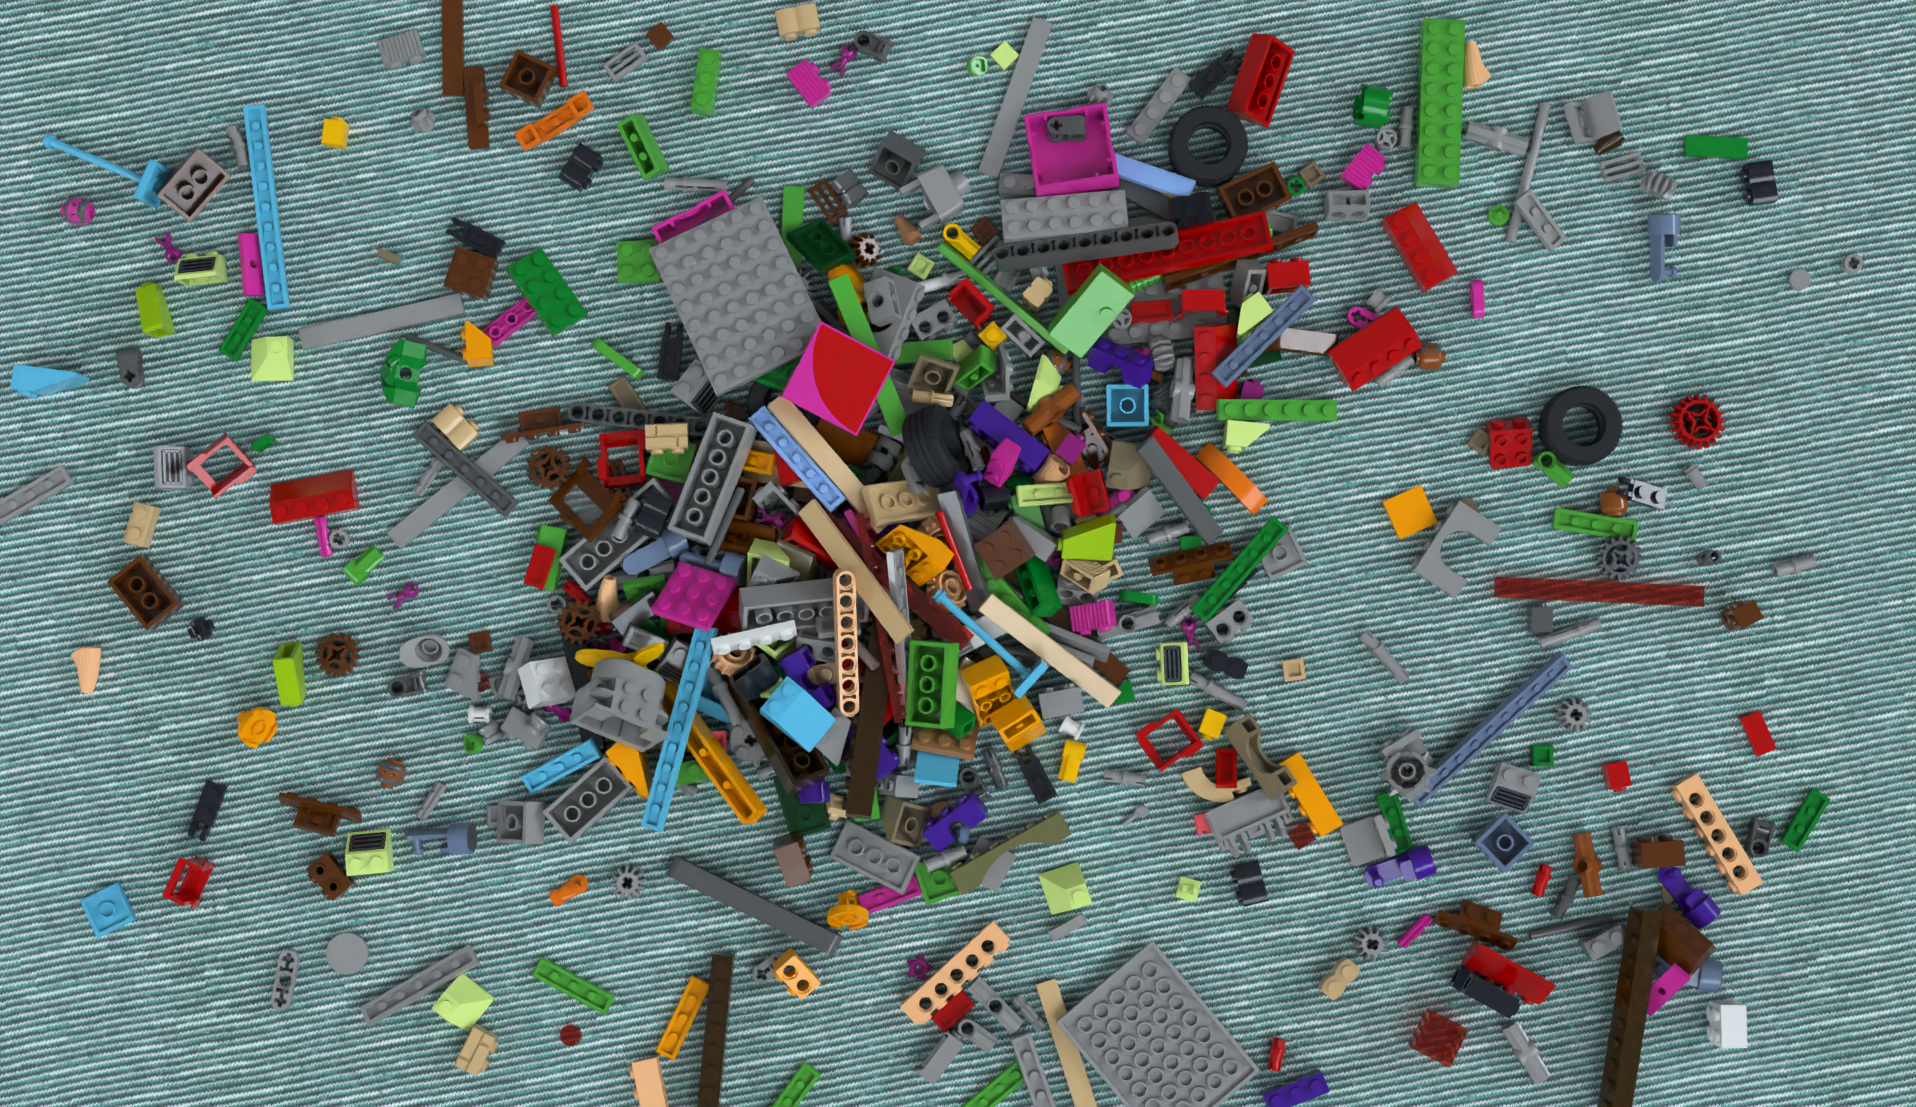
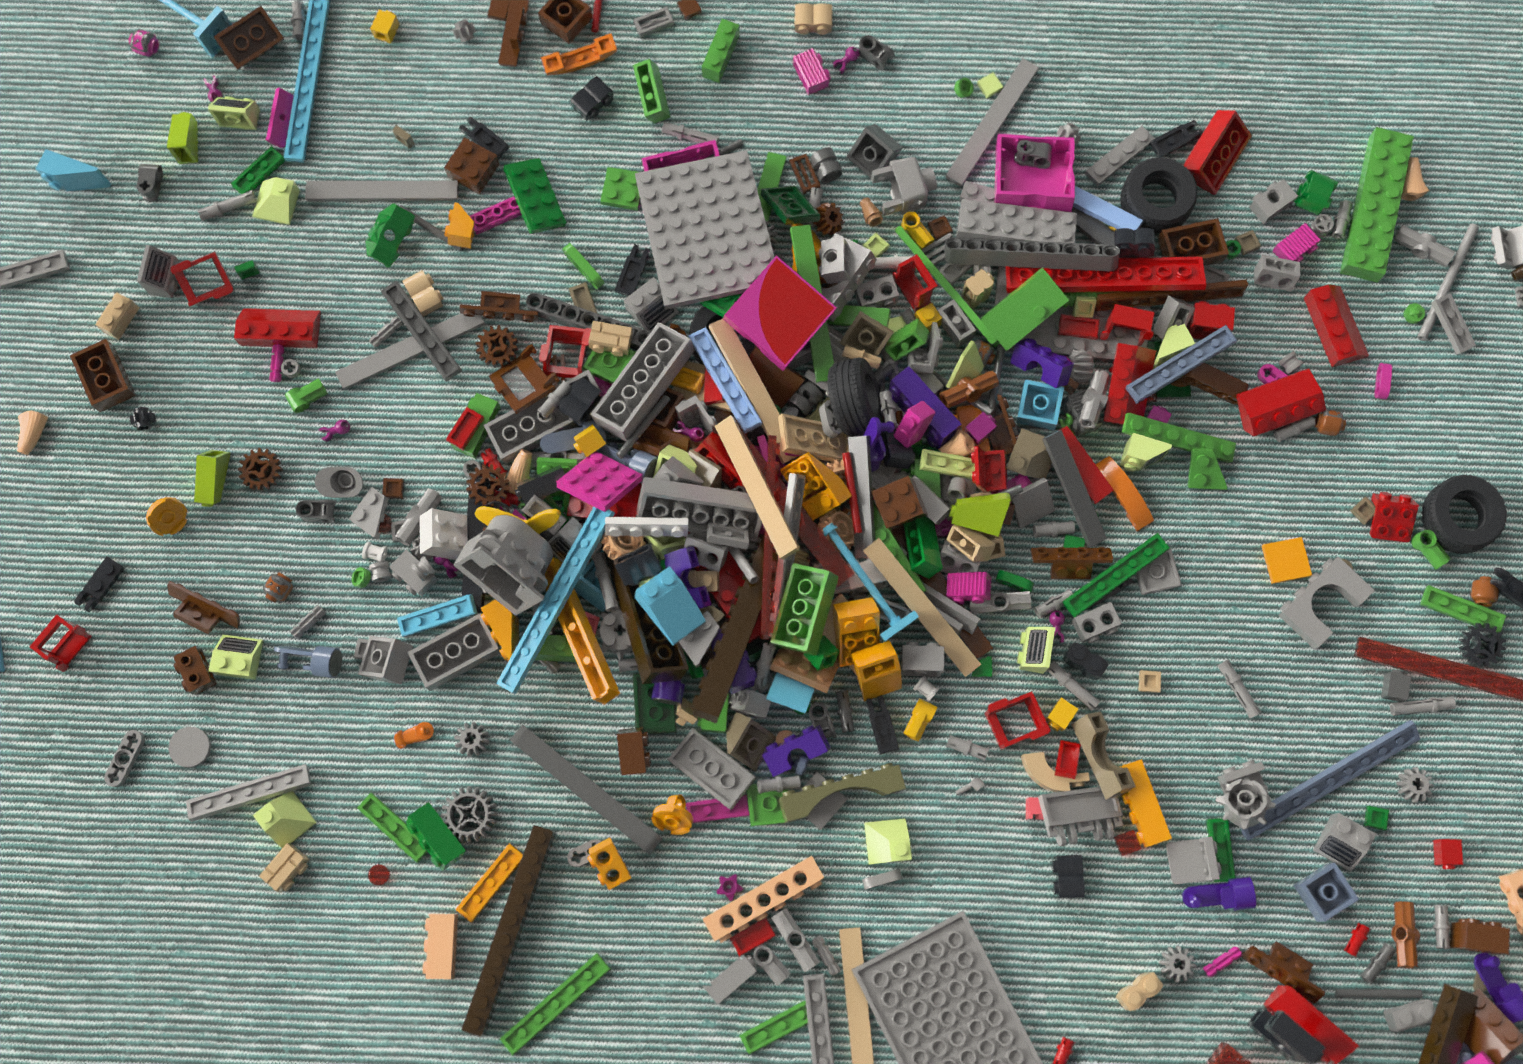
camera: 10 degrees right, 10 degrees down
(215, 380) = (219, 208): none -> light grey pin
(617, 987) = (435, 836): none -> green brick
(636, 954) = (454, 804): none -> light grey gear
(672, 554) = (588, 441): none -> yellow brick
(851, 650) = (725, 557): light nougat beam -> none
(1123, 317) = (1053, 323): light grey wheel -> none
(1152, 290) = (1084, 306): none -> yellowish green tile
(1188, 889) = (1007, 869): yellowish green tile -> none
(1310, 438) = (1205, 470): none -> bright green wing
(1325, 135) = (1265, 209): none -> light grey brick

